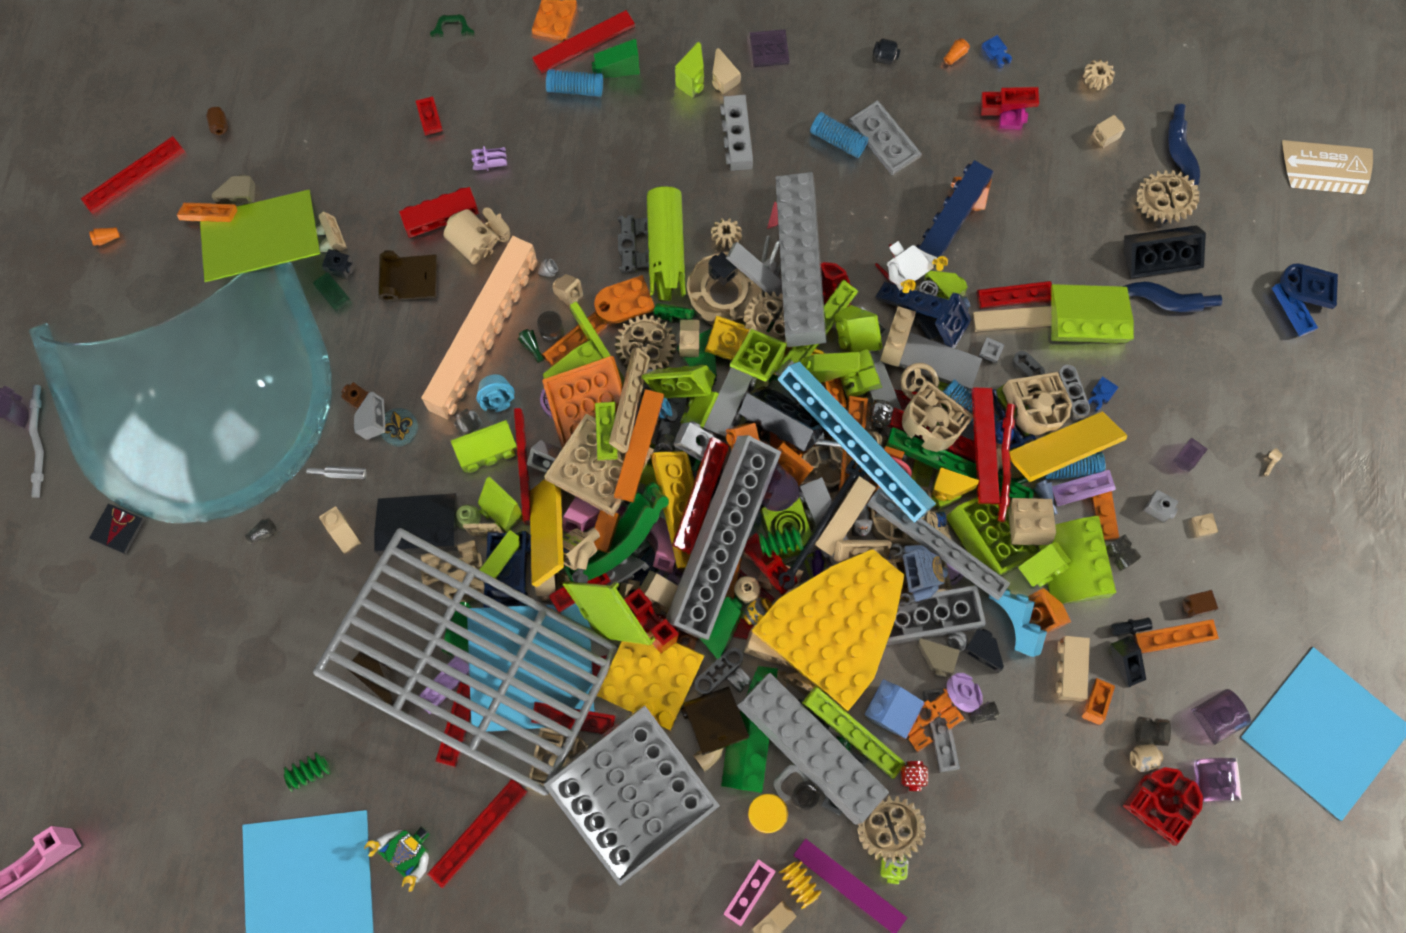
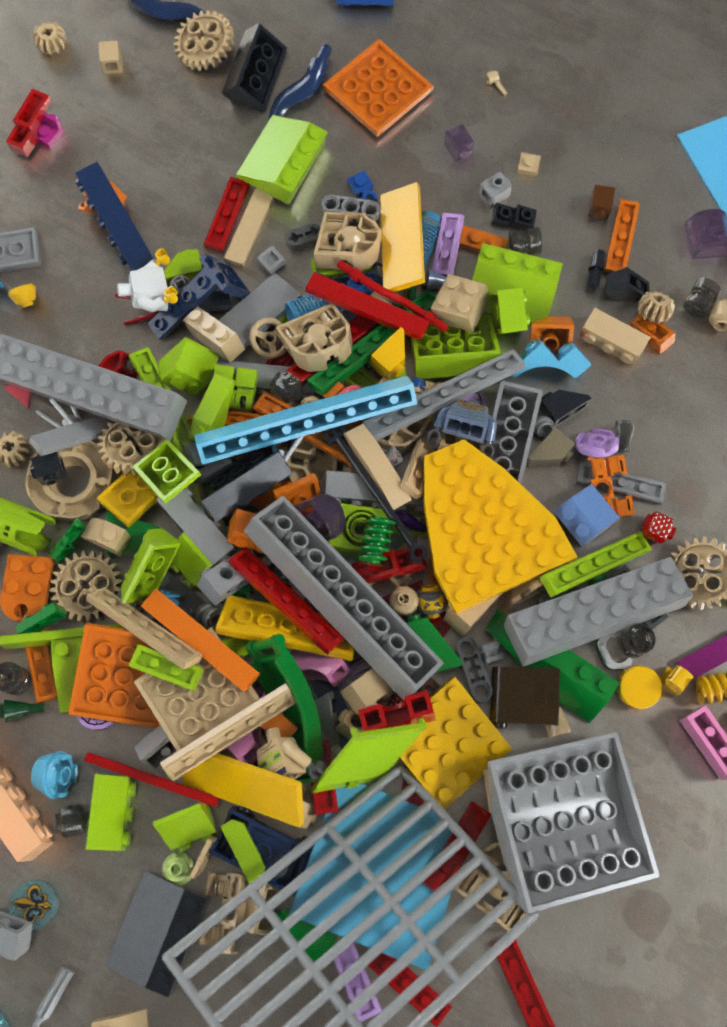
camera: 65 degrees left, 0 degrees up
(579, 500) = (228, 732): none -> tan tile
(602, 324) = (41, 620): none -> green plate
(786, 840) = (675, 680): none -> yellow leg
(857, 175) = (23, 294): none -> yellow cone
(1120, 693) = (656, 307): none -> tan gear
(1144, 533) = (517, 218): none -> black slope
(1207, 361) = (378, 87): none -> orange plate

